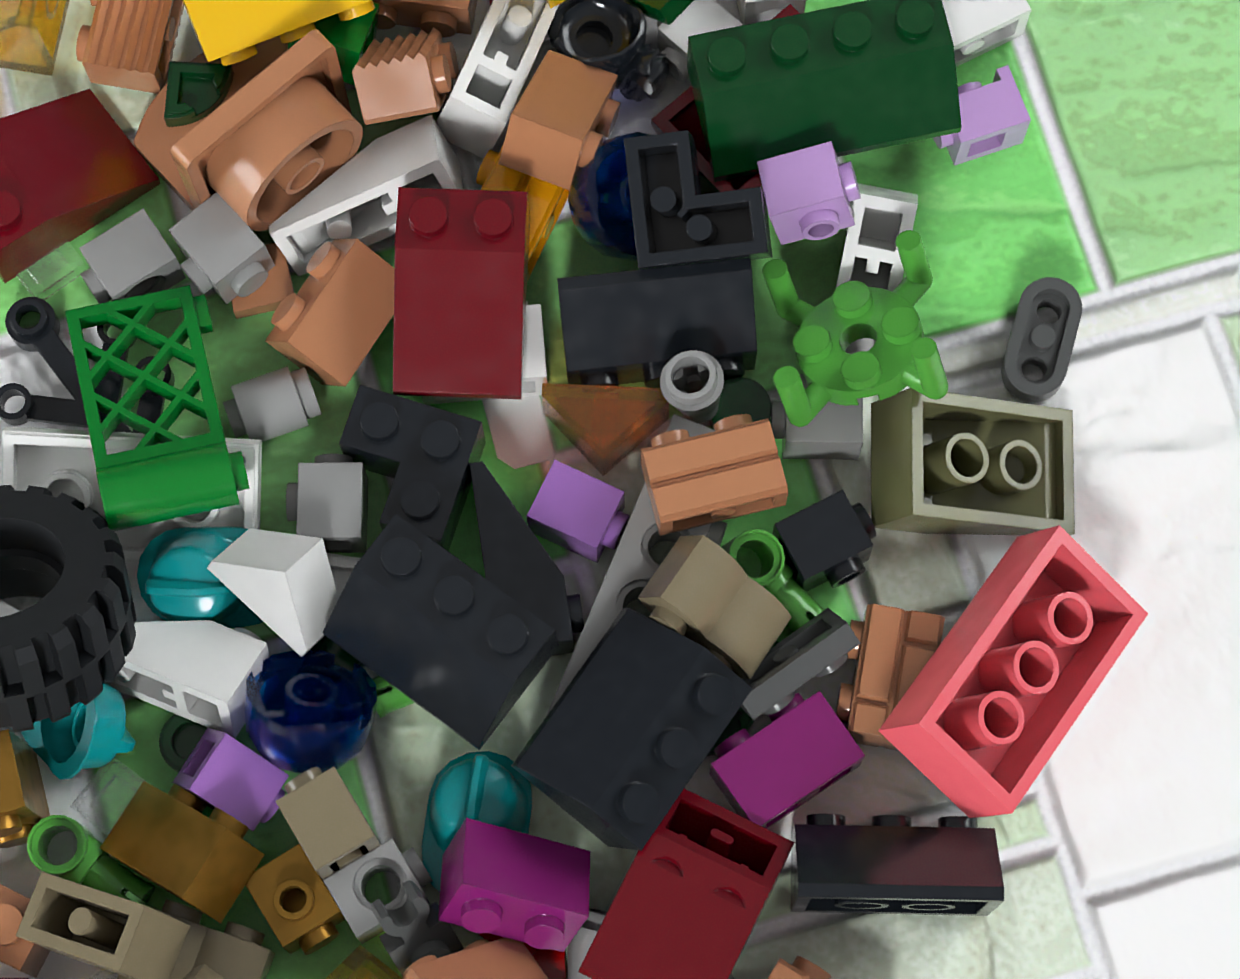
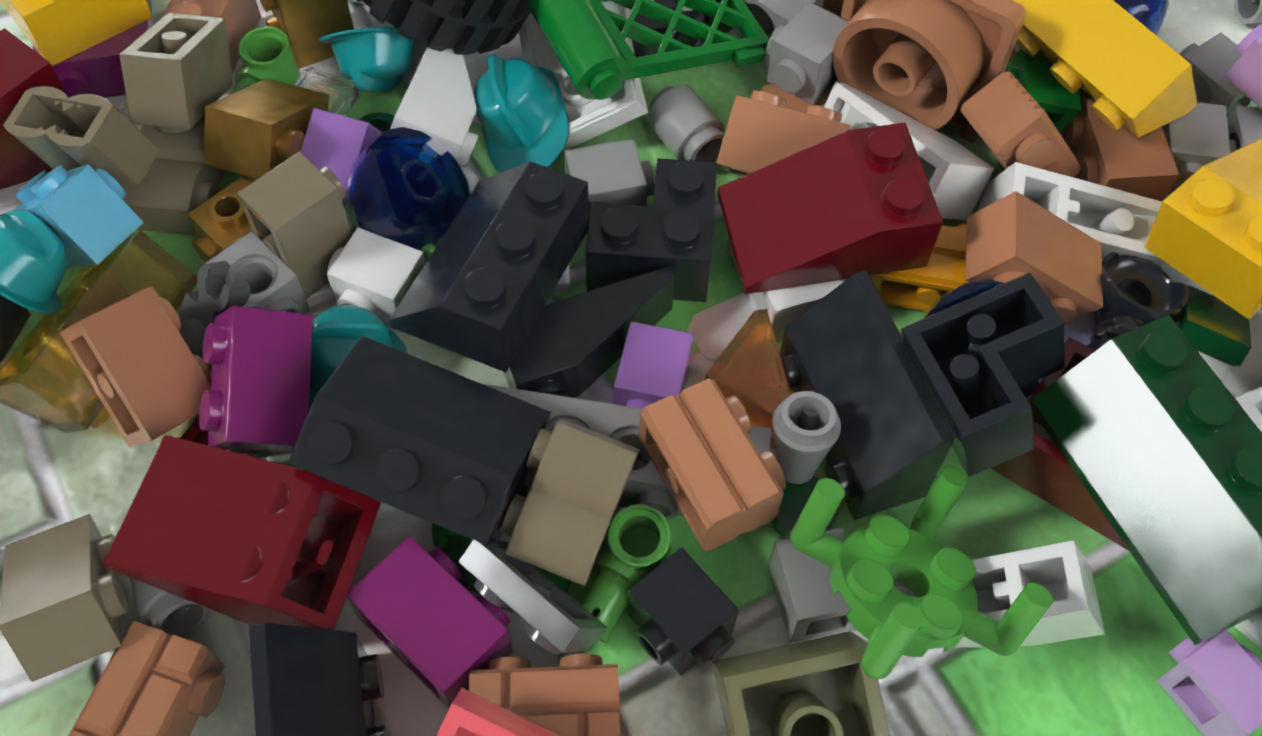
camera: 75 degrees right, 15 degrees down
(282, 582) = (520, 134): white slope -> none
(397, 765) = (373, 273): none -> white brick
(808, 193) = (1051, 485): lavender brick -> none

